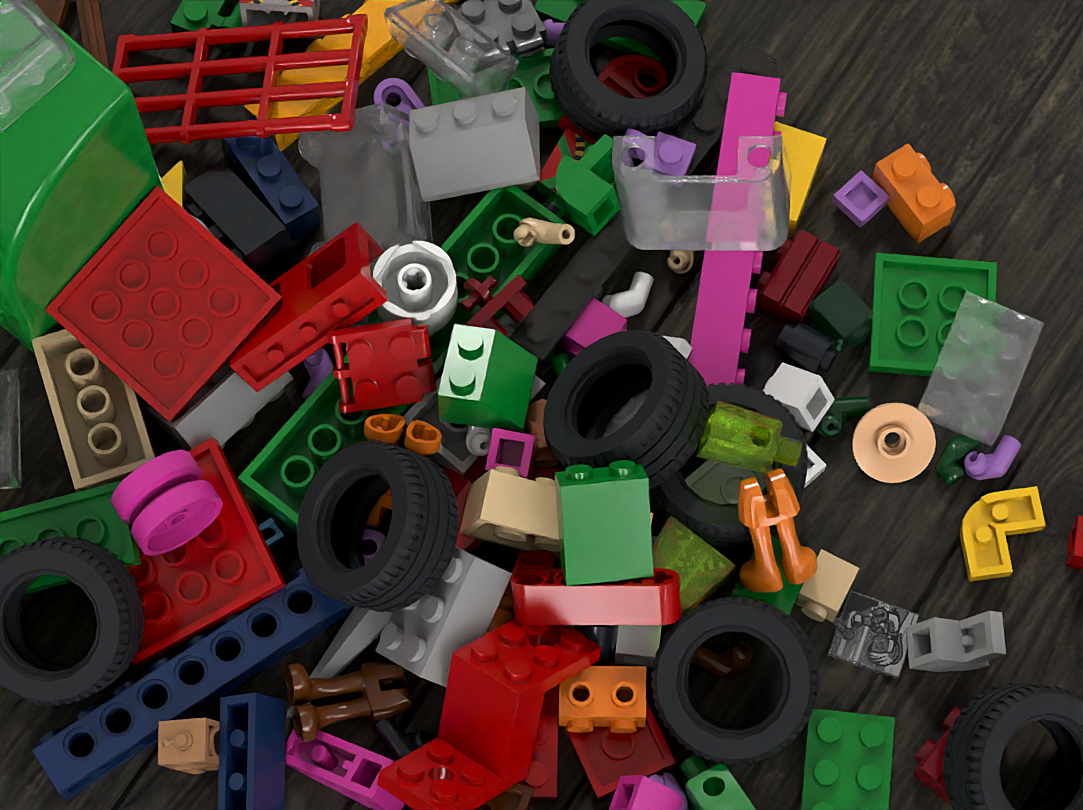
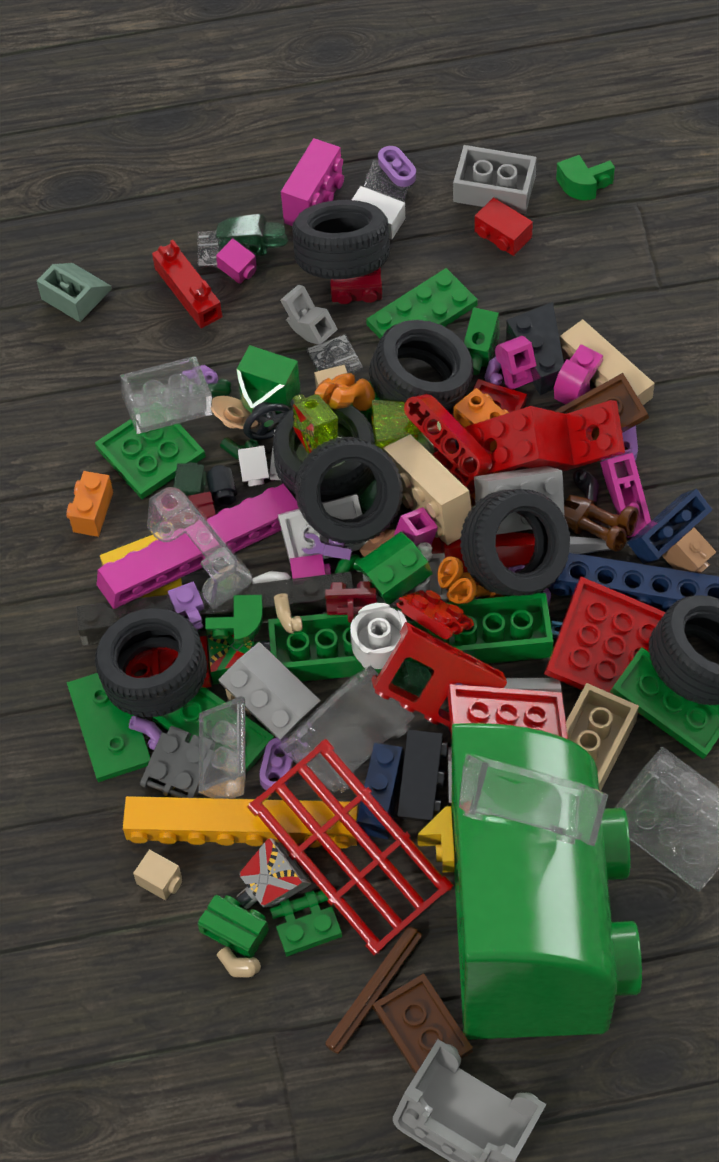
camera: 130 degrees left, 10 degrees down
(166, 502) = (603, 642): dark pink wheel -> none
(604, 523) = (416, 440): green brick -> none
(860, 199) = (115, 526): medium lavender plate -> none
(894, 493) = (266, 389): none -> green piece
(988, 524) = (230, 352): yellow plate -> none

